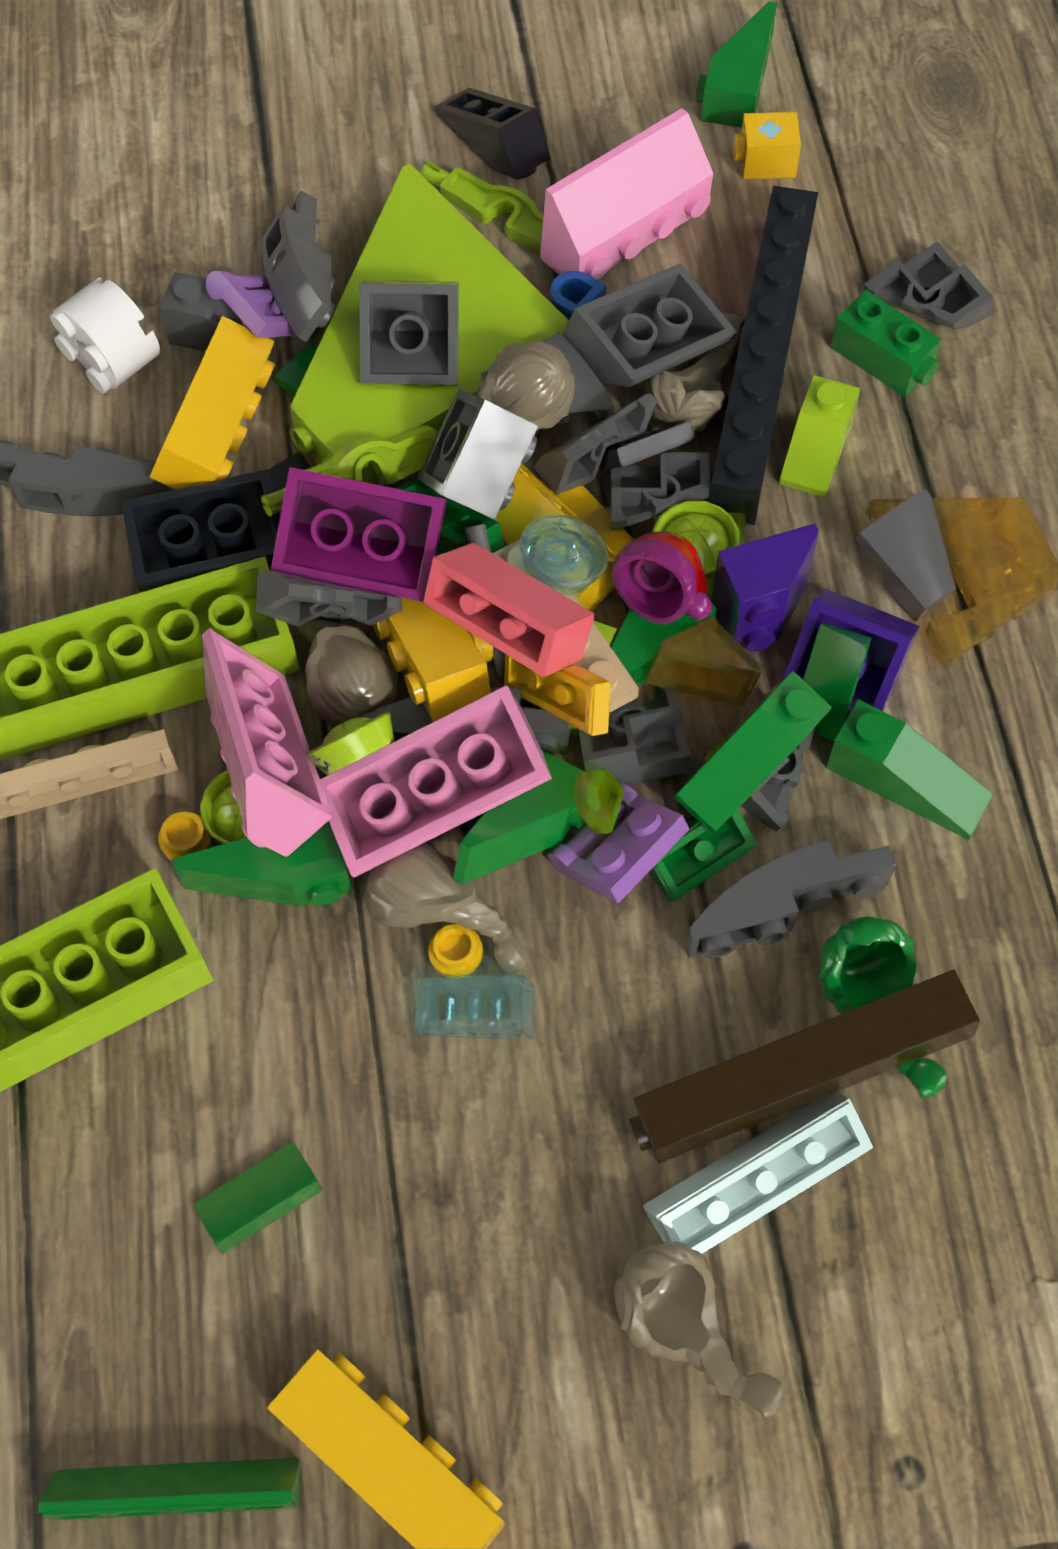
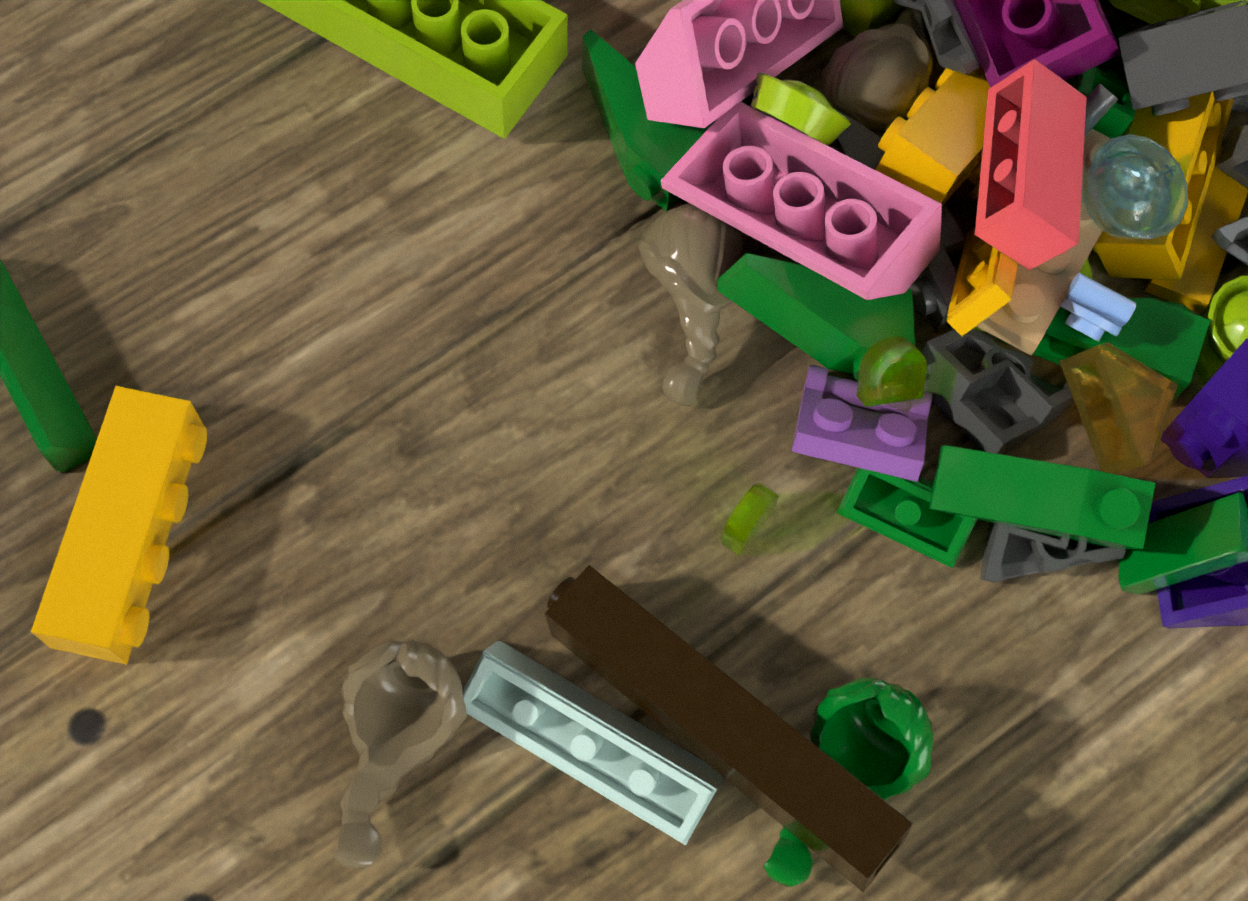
camera: 55 degrees right, 5 degrees up
(183, 834) = (628, 33): yellow plate -> none
(257, 1197) = (318, 286): green slope -> none
(455, 951) = (656, 331): yellow plate -> none
(517, 987) = (628, 414): clear light blue slope -> none
(633, 633) = (1096, 308): none -> light blue plate
(648, 964) = (748, 517): none -> clear neon green tile
(662, 578) = (1182, 302): magenta piece -> none
(768, 899) = (887, 598): dark grey slope -> none
(907, 770) = (1137, 681): green slope -> none

